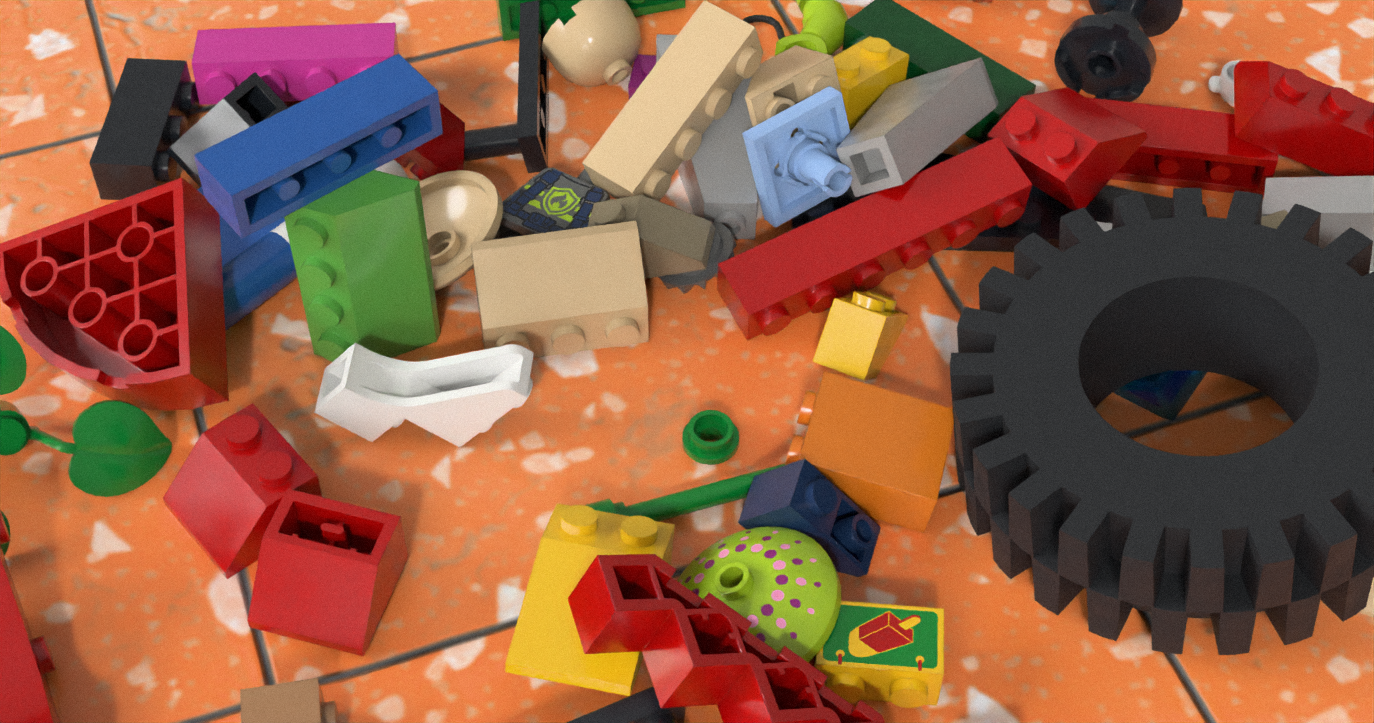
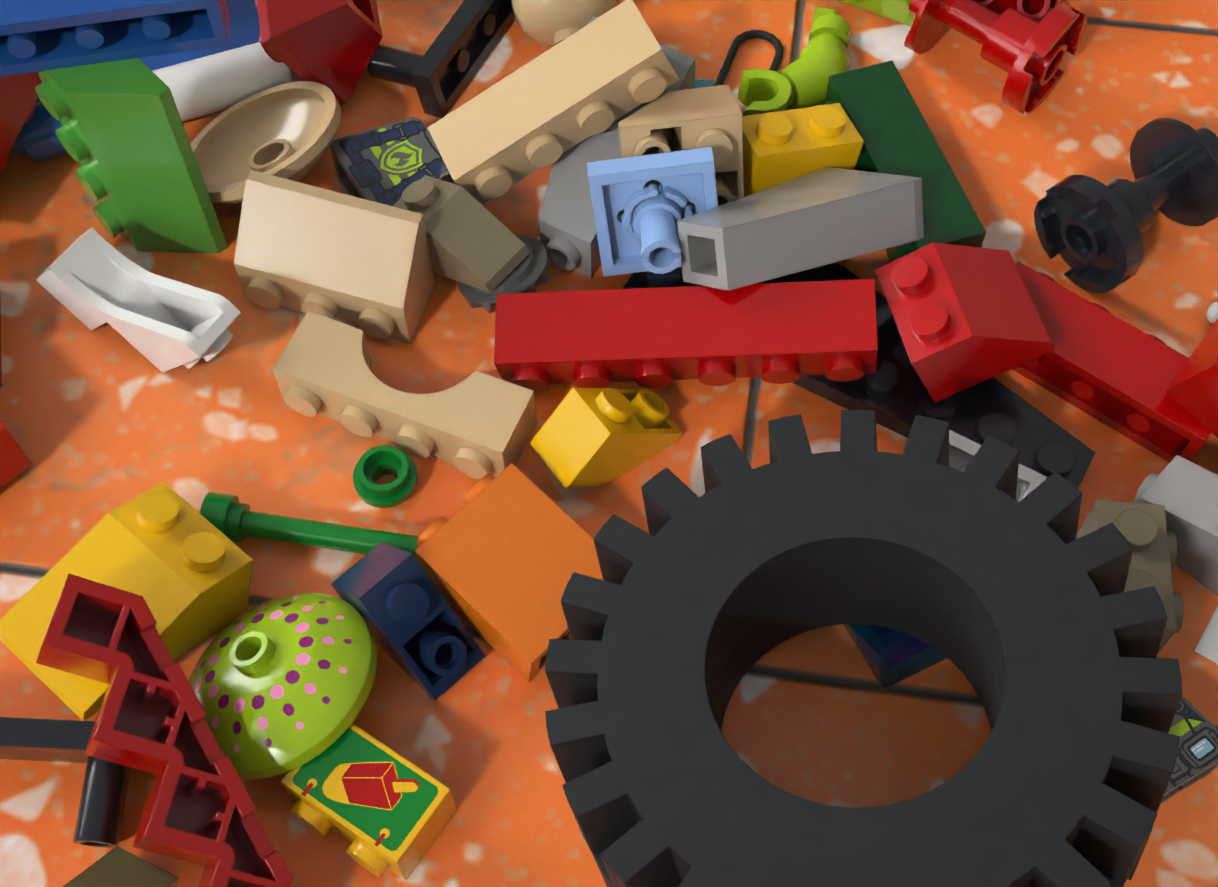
camera: 30 degrees right, 10 degrees up
(625, 384) = (472, 425): none -> tan arch

